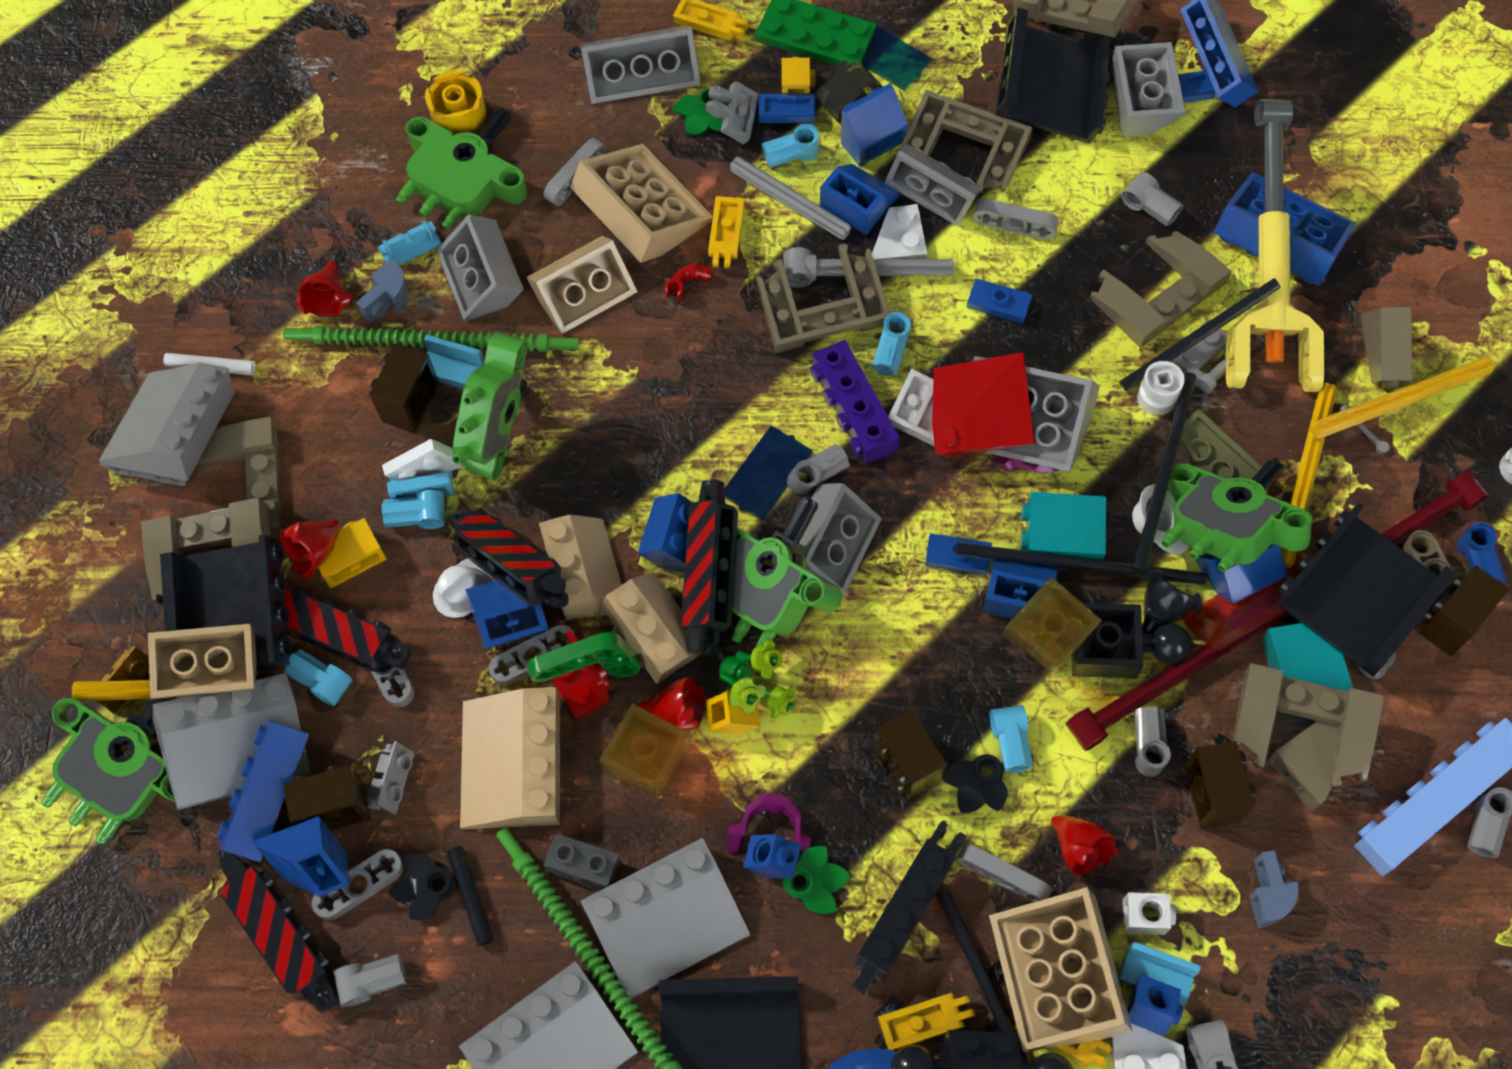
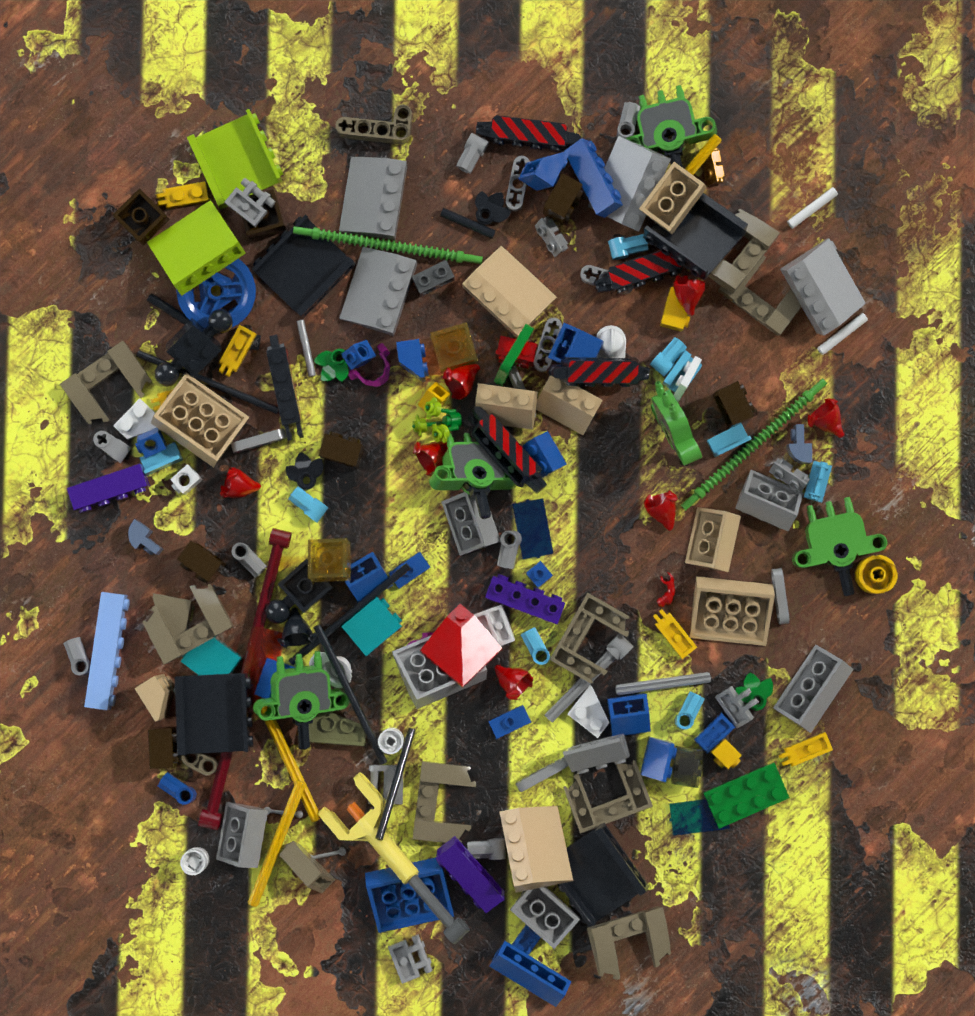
camera: 135 degrees right, 20 degrees up
(78, 523) = (811, 208): none -> white piece
(149, 825) = (628, 119): none -> light grey piece
(429, 262) = (782, 470): none -> light grey hinge
(599, 361) = (662, 508): none -> red hat
(707, 786) = (411, 358): none -> blue slope
(804, 651) = (430, 455): none -> red hat
(810, 412) = (539, 574): none -> blue brick
(830, 937) = (306, 348): none -> light grey piece
(955, 331) = (513, 681): none -> red hat
(1097, 148) = (535, 847): none -> tan slope
(1198, 182) = (469, 874): none -> dark purple brick
(1268, 1000) = (108, 487): none -> dark purple brick
(1328, 336) = (342, 851): none -> light grey hinge
(1352, 171) = (404, 961): none -> light grey plate
(1425, 673) = (157, 695): none -> tan slope
(1440, 441) = (242, 835): none -> light grey slope

